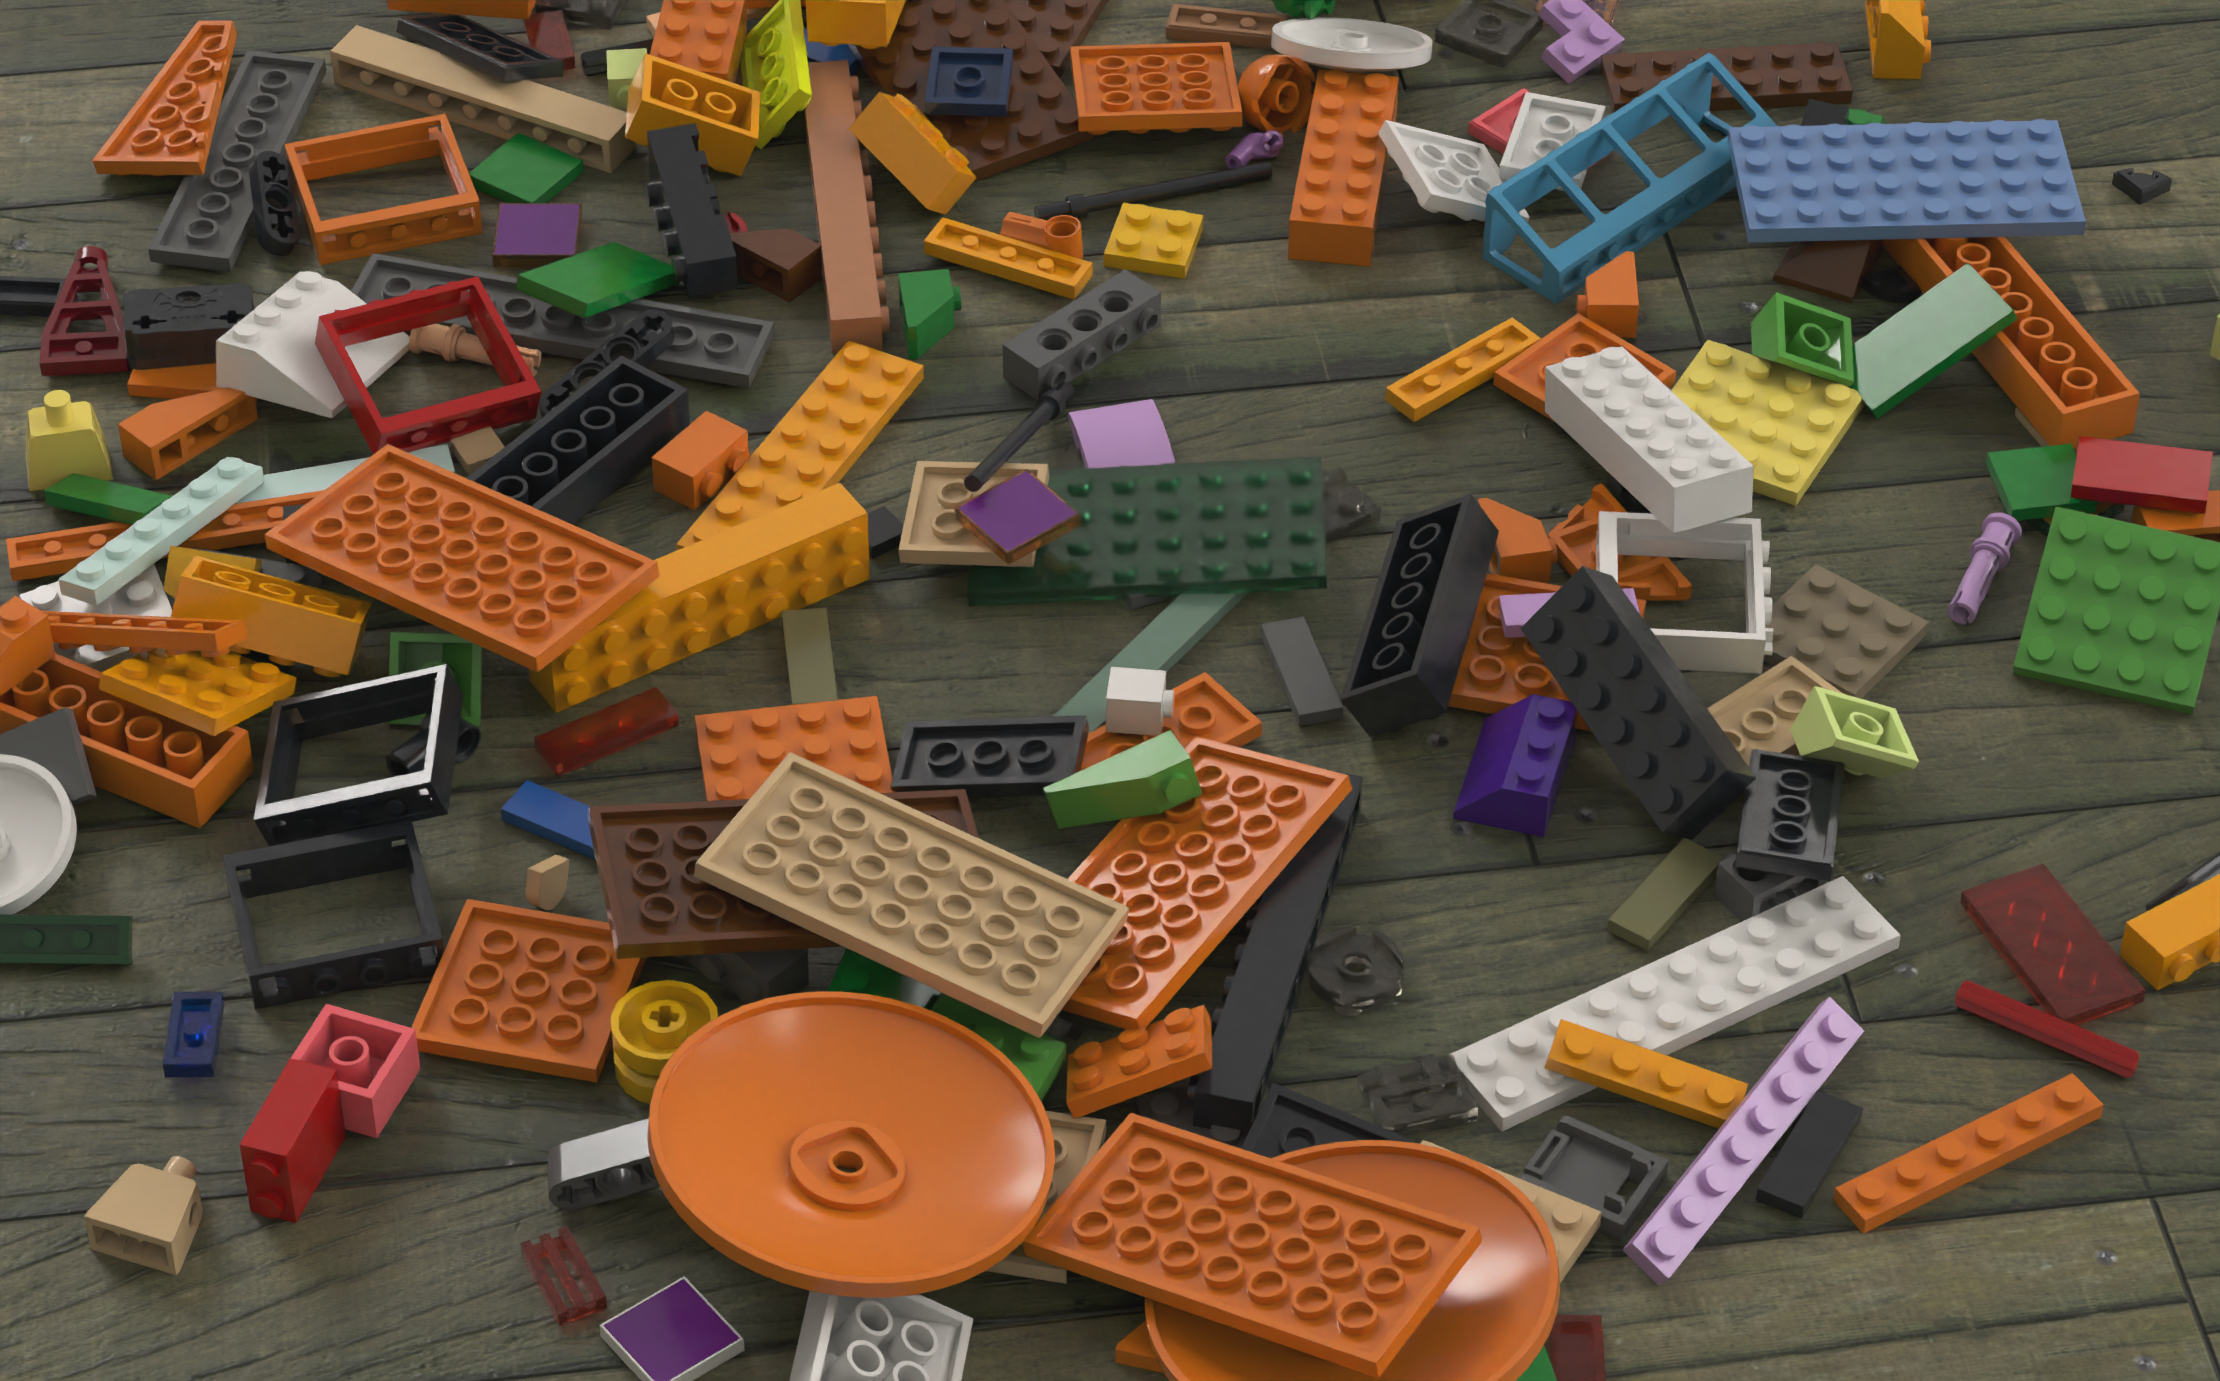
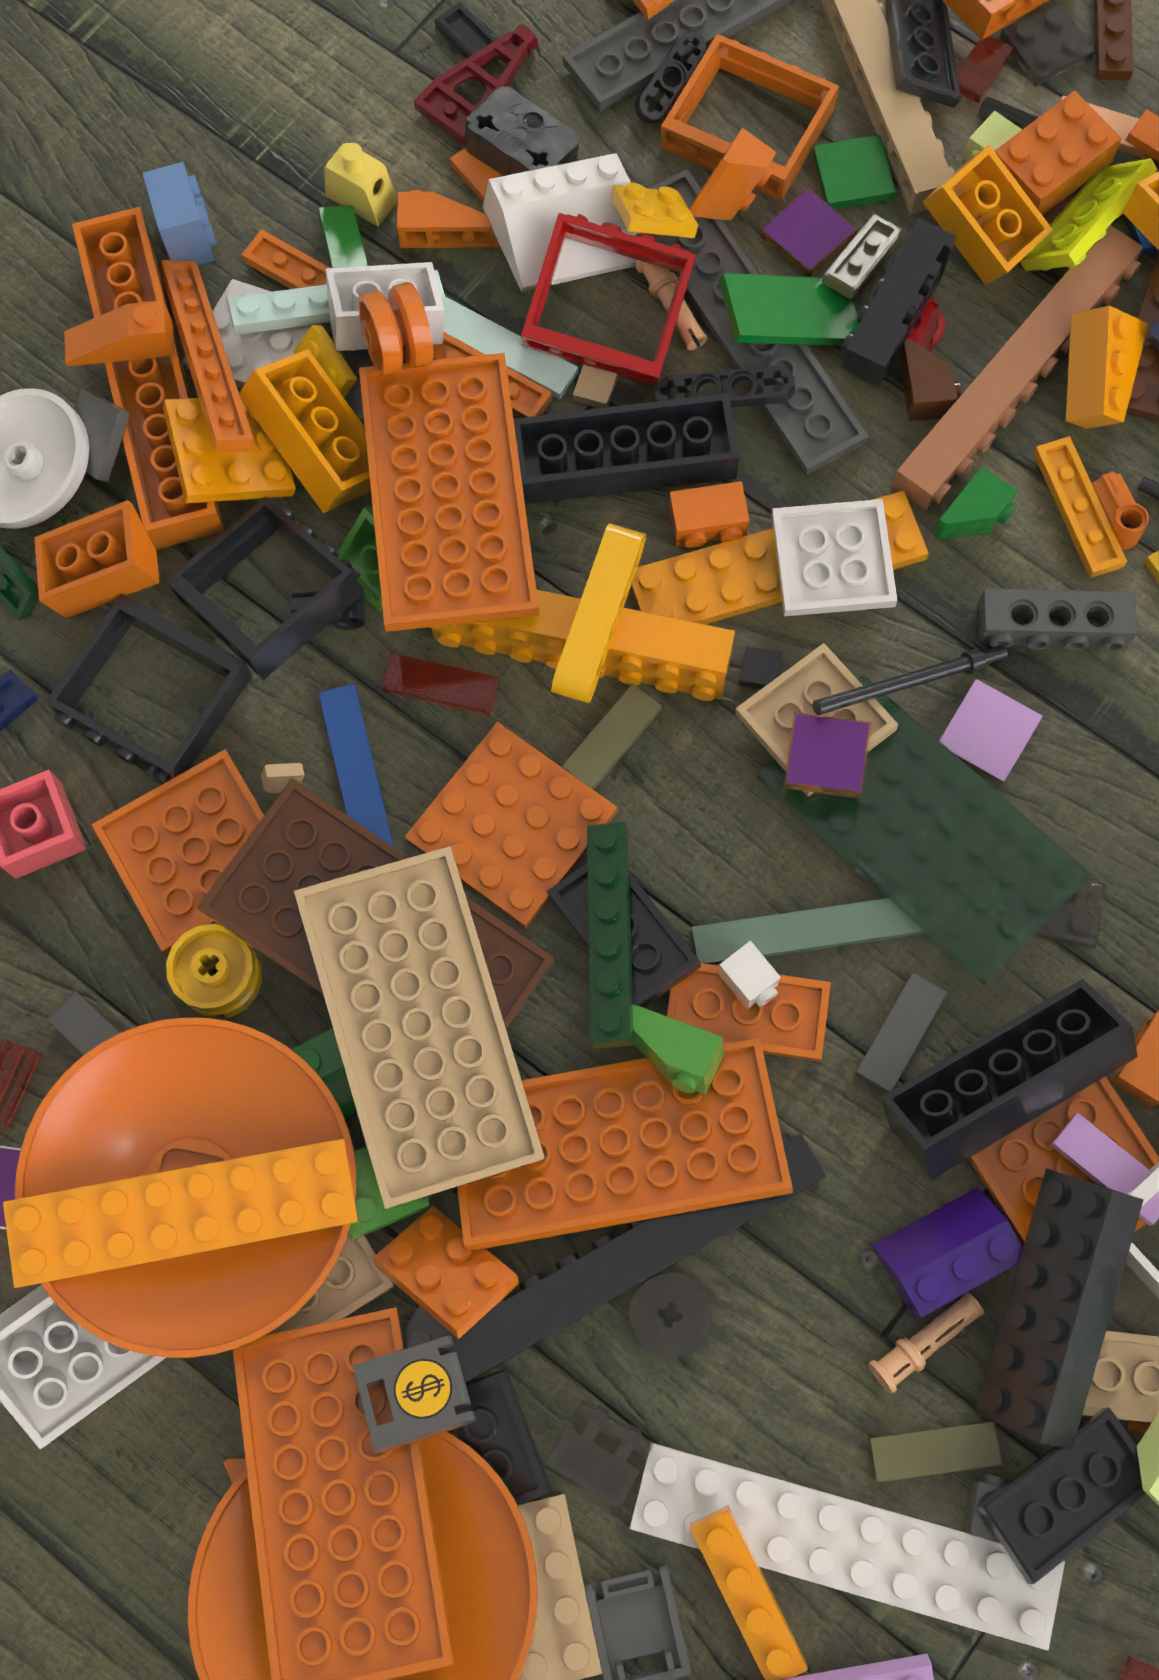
camera: 50 degrees right, 30 degrees up
(168, 845) = (95, 560): none -> orange slope
(225, 492) = (348, 283): none -> white slope
(281, 466) = (395, 329): none -> orange wheel
(393, 278) = (653, 210): none -> yellow plate
(434, 220) = (734, 178): none -> orange slope
(611, 215) = (862, 256): none -> tile
(712, 537) = (598, 613): none -> yellow beam
(851, 407) = (833, 557): none -> white plate
(871, 1150) = (178, 1212): none -> light orange plate
(988, 754) = (609, 936): none -> dark green plate
(1225, 1111) = (420, 1391): none -> dark grey container
(1571, 846) = (911, 1353): none -> light nougat pin

